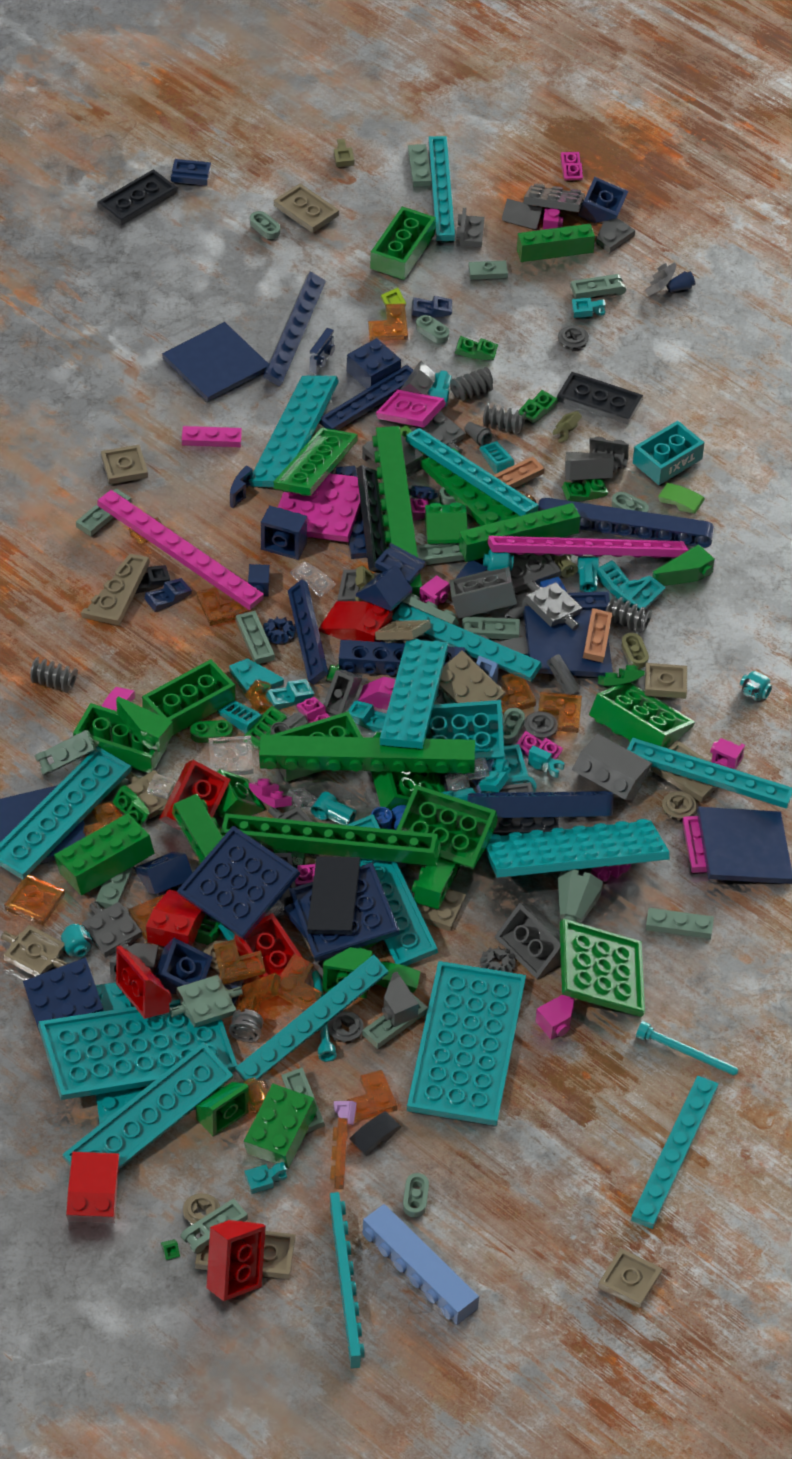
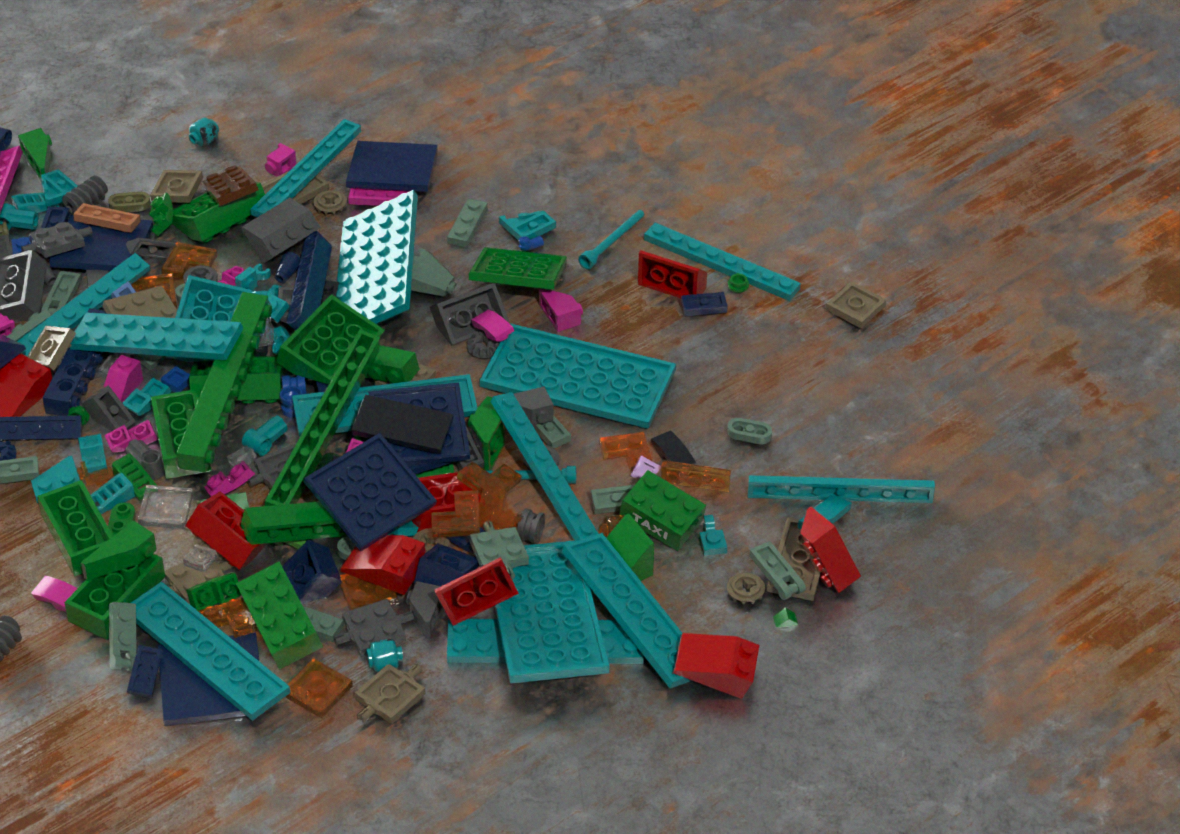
camera: 80 degrees left, 5 degrees down
(36, 778) = (144, 671): none -> dark blue plate
(63, 992) = (460, 671): dark blue plate -> none
(302, 1265) = (831, 508): none -> teal tile
(420, 1264) = (828, 436): medium blue brick -> none
(510, 957) = (494, 325): none -> dark pink slope
(568, 785) = (287, 267): none -> dark blue cone
(598, 1139) = (704, 304): none -> dark blue plate
(630, 1102) = (670, 276): none -> red slope
(640, 1168) = (738, 283): none -> green plate
(650, 974) = (528, 244): none -> blue arm
(662, 715) = (229, 185): none -> reddish brown plate
(684, 973) = (528, 224): none -> teal wing

